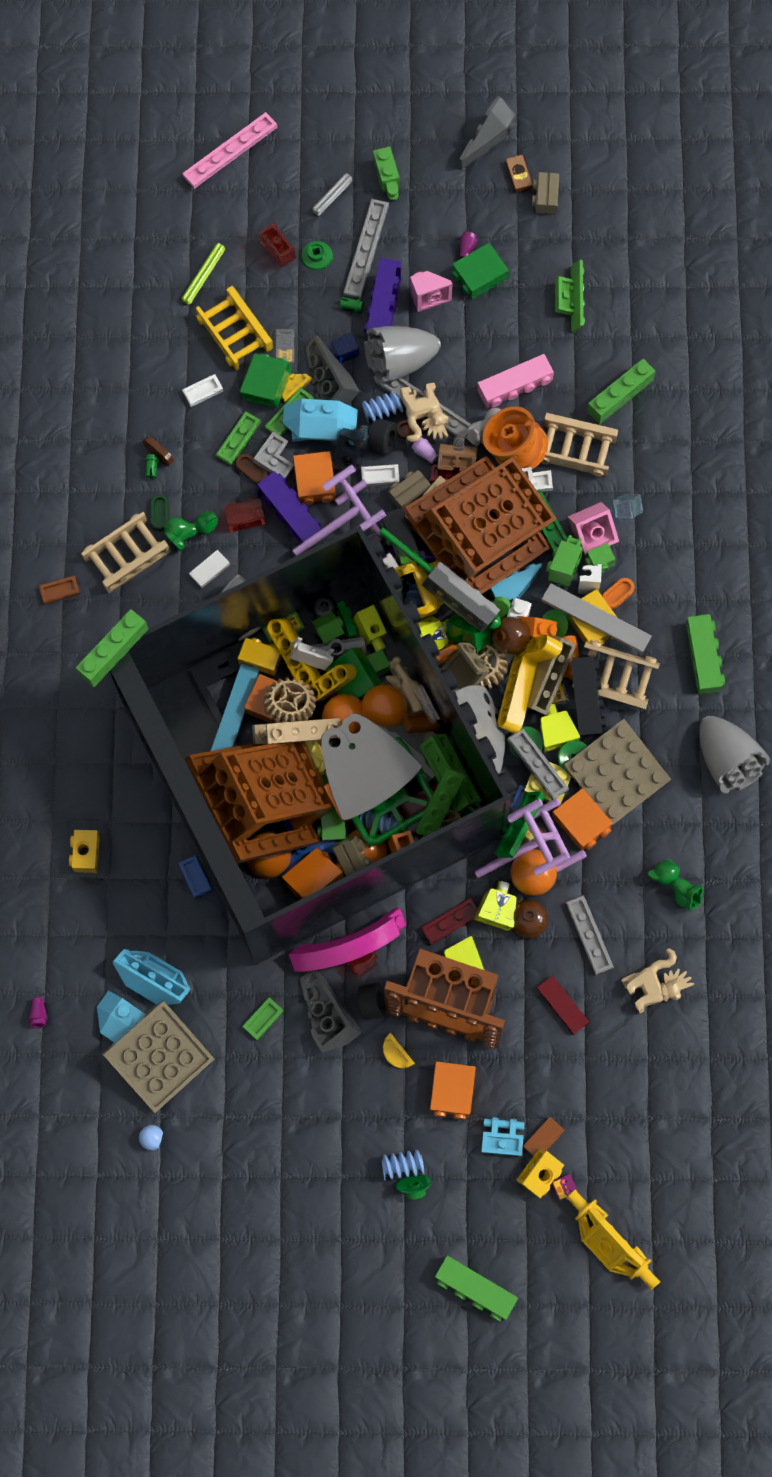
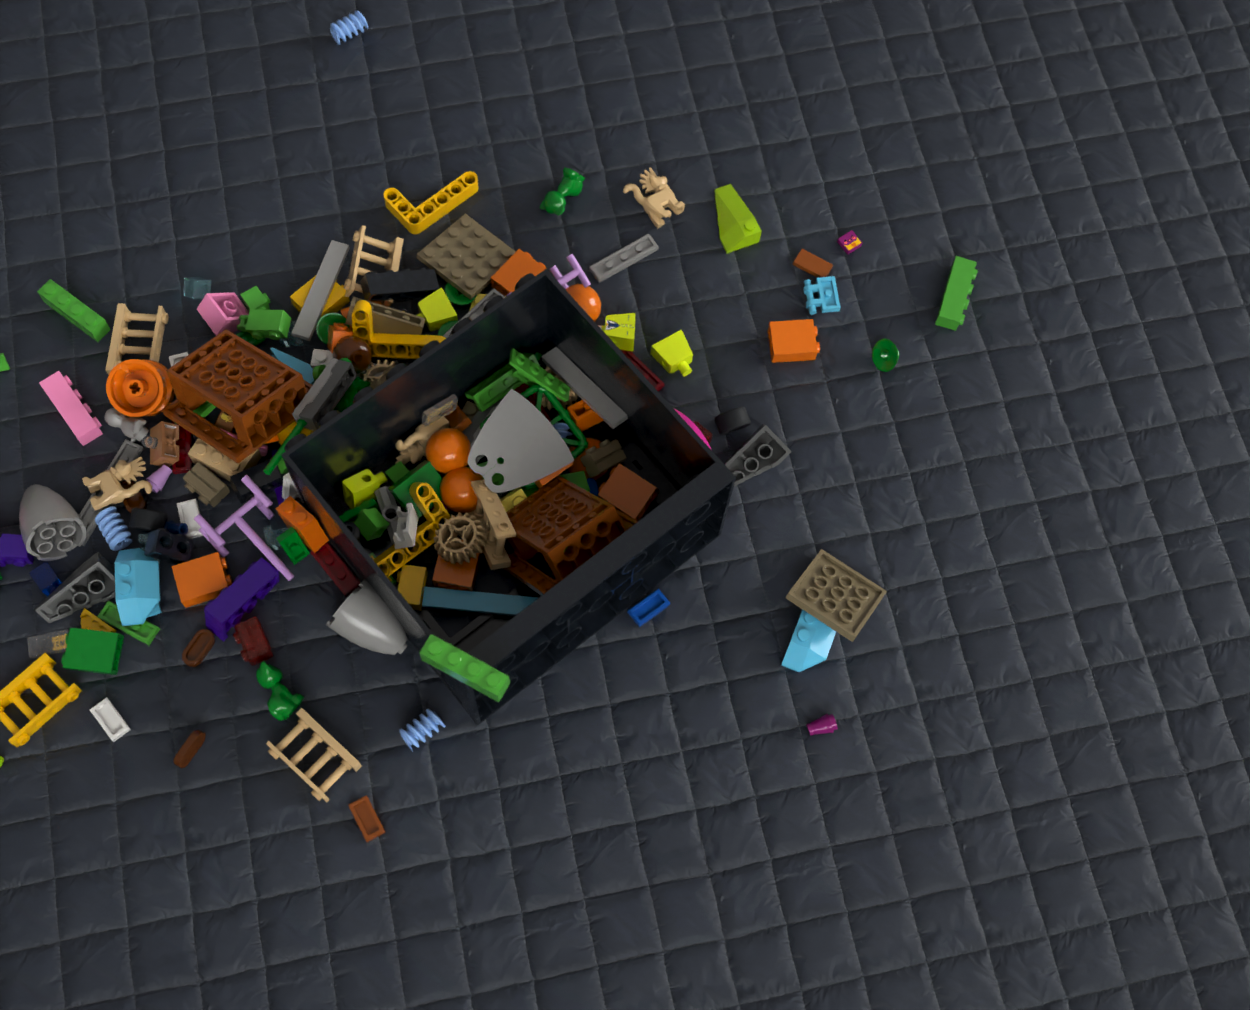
camera: 110 degrees left, 5 degrees down
(85, 839) = (658, 710): yellow brick -> none
(150, 1137) = (910, 589): light blue piece -> none
(151, 465) = (208, 752): green pin -> none
(151, 977) = (761, 618): medium azure wedge -> none
(159, 511) = (261, 732): dark green tile -> none
(209, 569) = (319, 665): white tile -> none
(238, 438) = (164, 669): bright green tile -> none
(263, 1018) = (771, 515): bright green tile -> none
(270, 458) = (182, 630): light grey plate -> none
(371, 458) = (176, 528): none -> dark blue pin
(395, 1053) = (772, 396): yellow tile -> none
(402, 1164) = (870, 370): light blue piece -> none
(448, 997) = (724, 334): dark orange plate -> none
(529, 919) = (621, 302): reddish brown cylinder -> none
(530, 1175) = (845, 258): yellow brick -> none
(563, 1005) = (692, 268): dark red tile -> none
(590, 583) = (280, 299): white hinge -> none
(608, 1244) = (887, 199): yellow plate -> none
(613, 1064) = (735, 221): none -> lime wedge
(619, 592) = (286, 283): orange tile -> none
(687, 748) = (432, 204): none -> yellow beam
(704, 654) = (339, 203): bright green brick -> none
(725, 749) = (431, 167): light grey cylinder -> none

